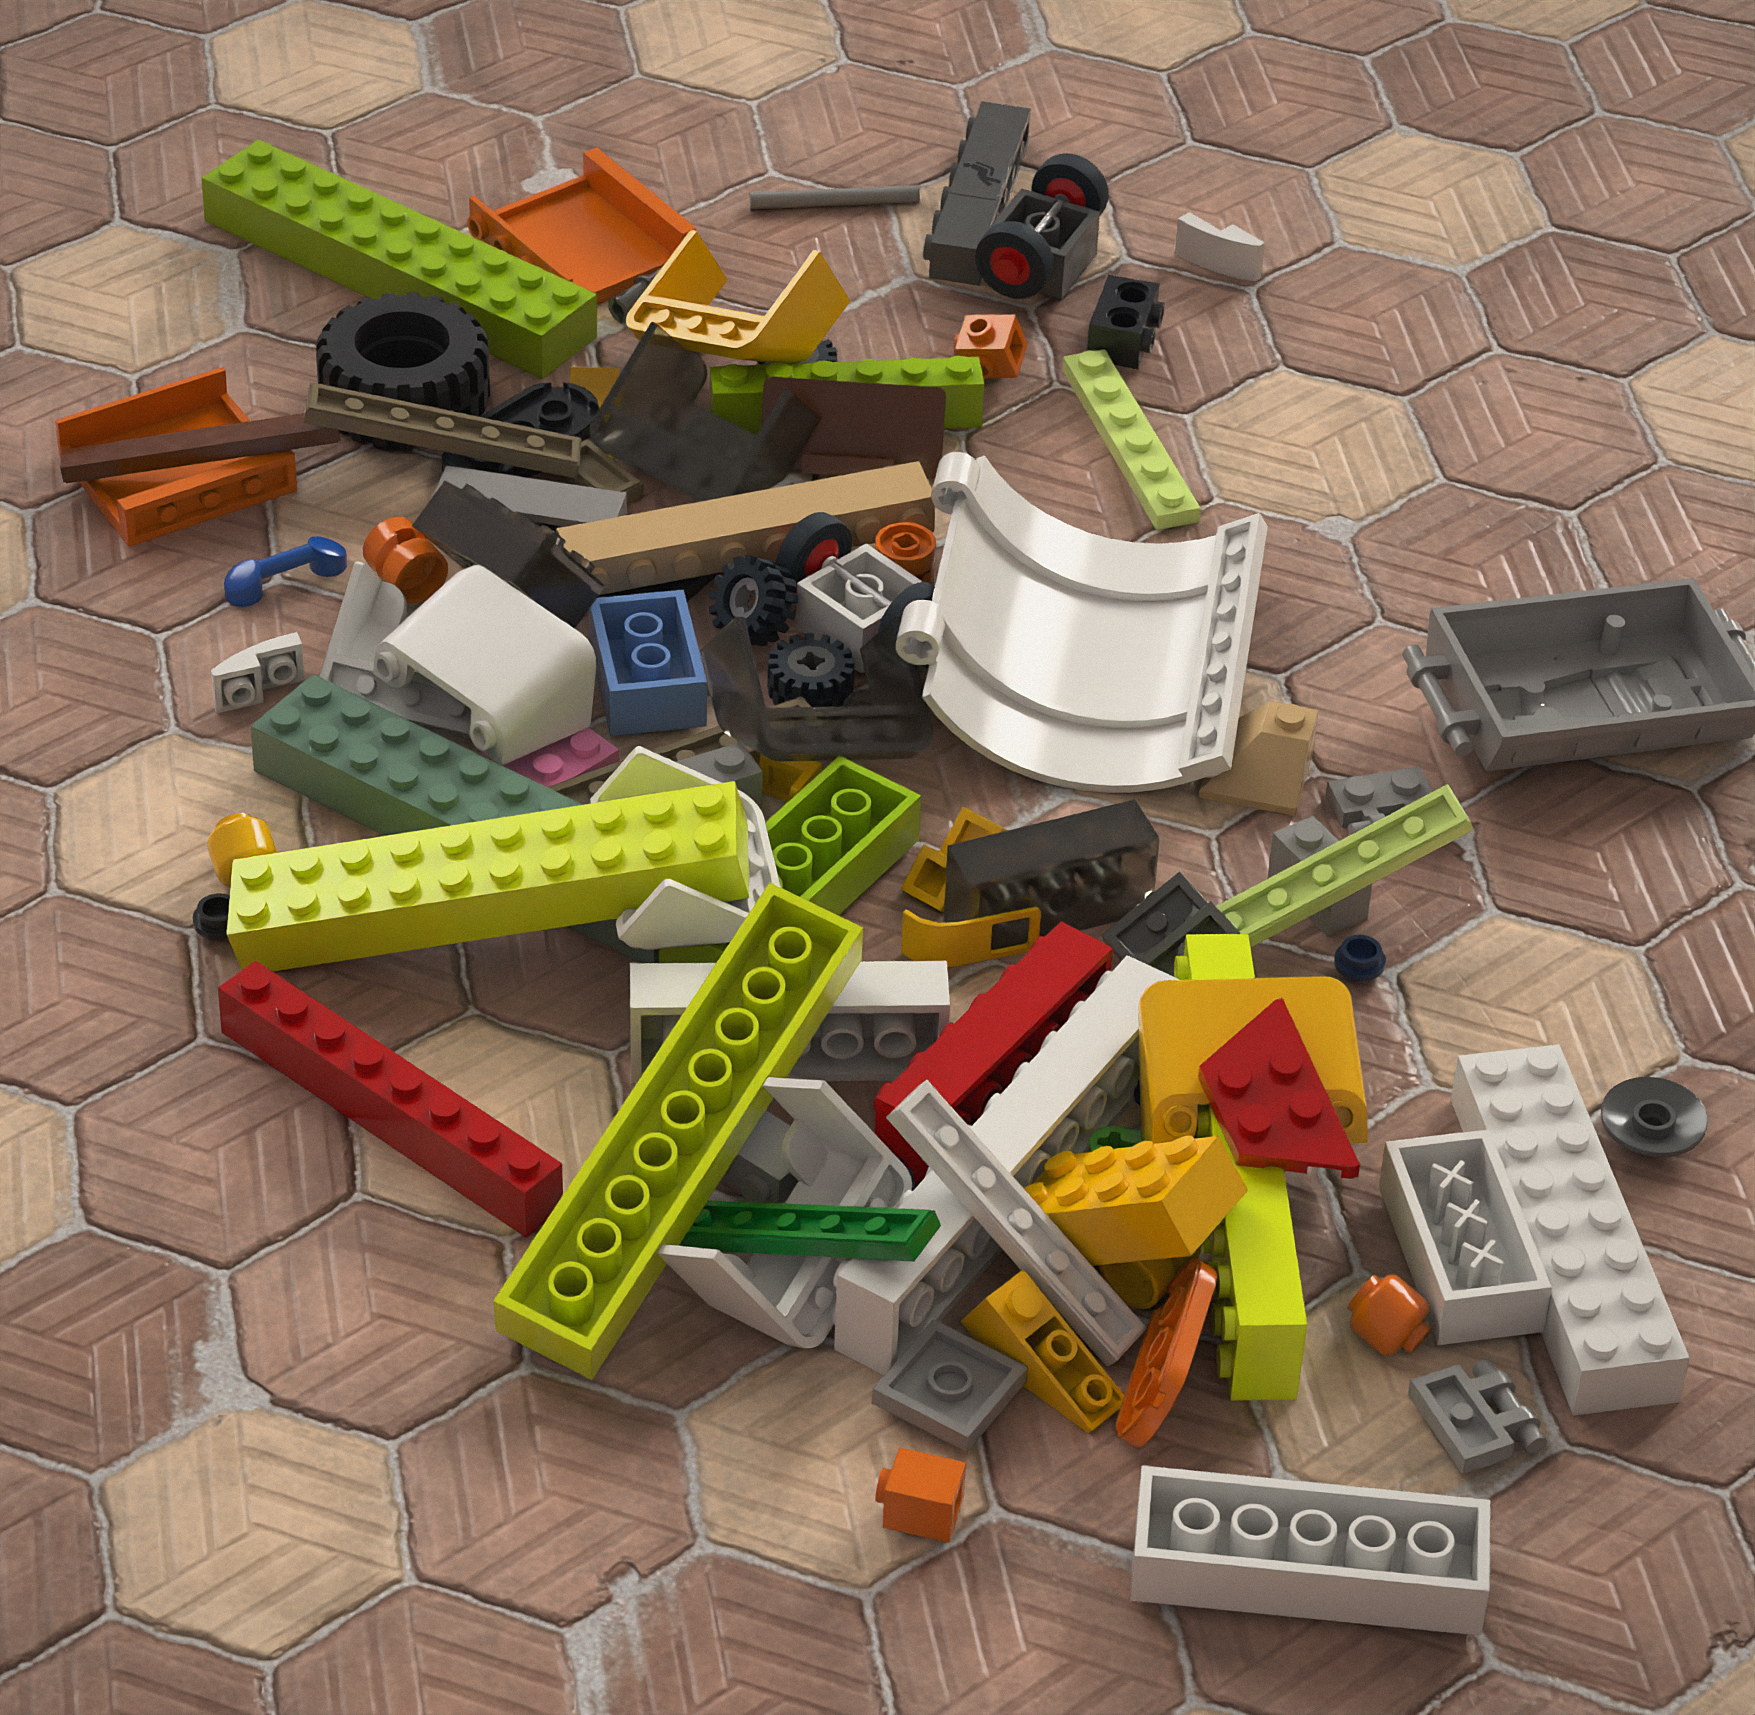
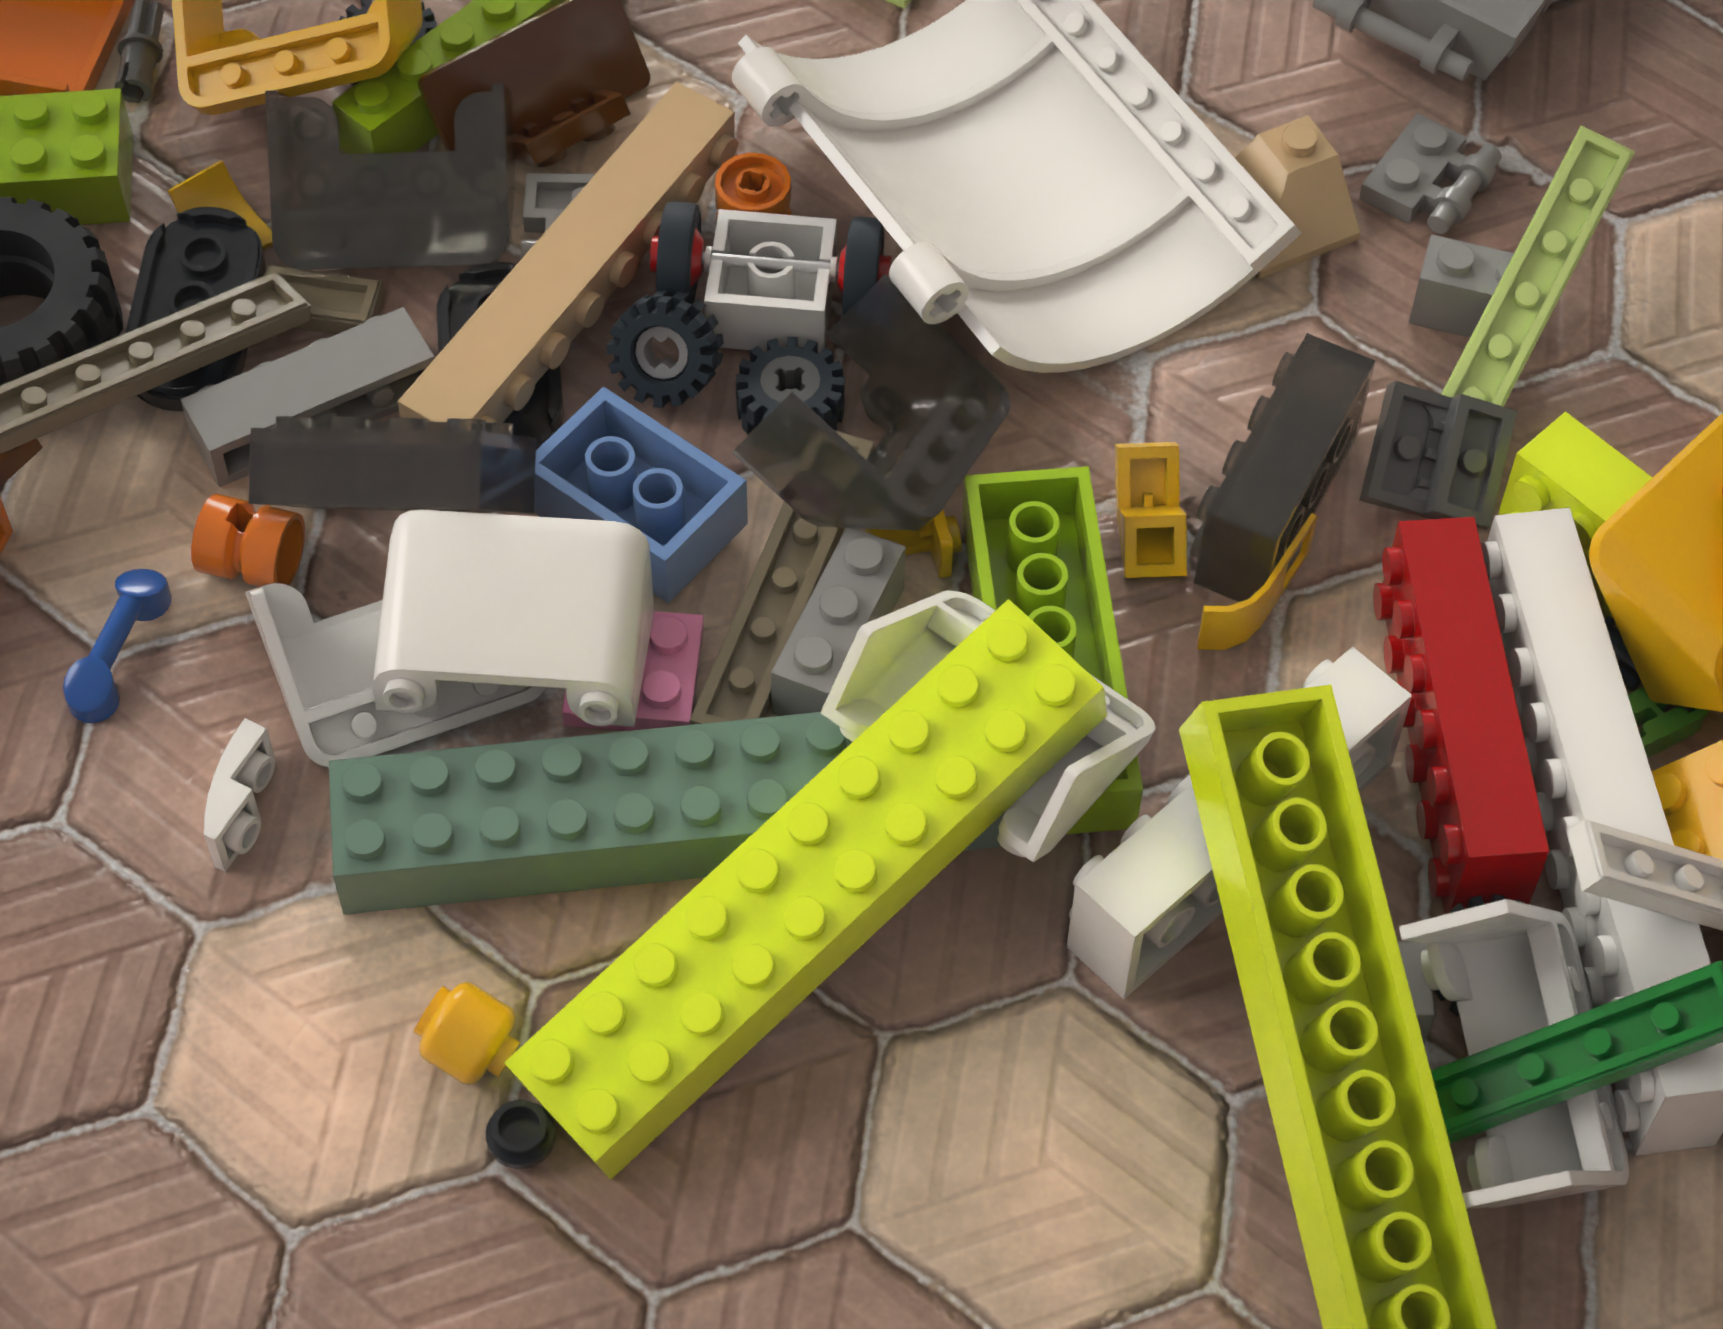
camera: 40 degrees left, 15 degrees up
(391, 1098) = (948, 1219): red brick -> none
(1360, 958) = (1592, 356): dark blue plate -> none

